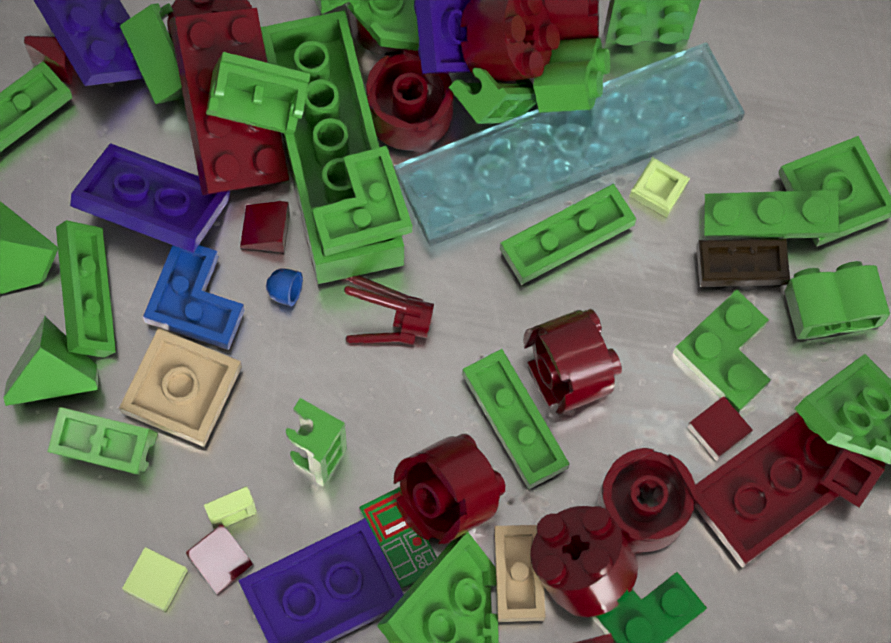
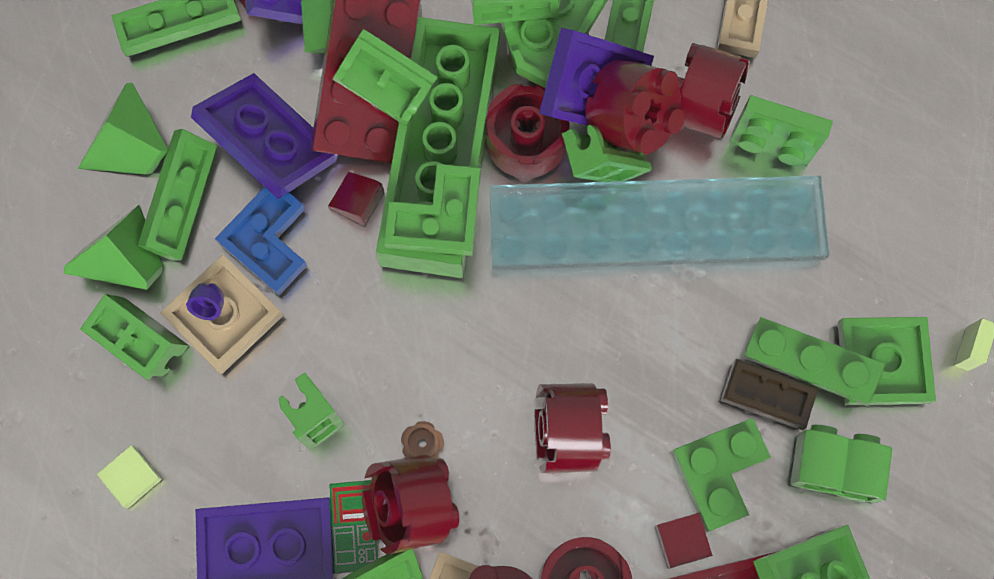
camera: 25 degrees right, 5 degrees up
(155, 381) = (198, 301): none -> dark purple hinge
(219, 559) = (190, 481): slope -> none
(231, 508) = (216, 441): yellowish green tile -> none
(284, 286) = (350, 257): blue hinge -> none
(411, 313) = (448, 327): dark red plant -> none
(430, 422) = (425, 431): none -> nougat plate
(515, 419) = (501, 458): bright green plate -> none
(567, 233) = (620, 306): bright green plate -> none
(573, 76) = (682, 163): bright green brick -> none
(659, 187) = (722, 293): yellowish green tile -> none

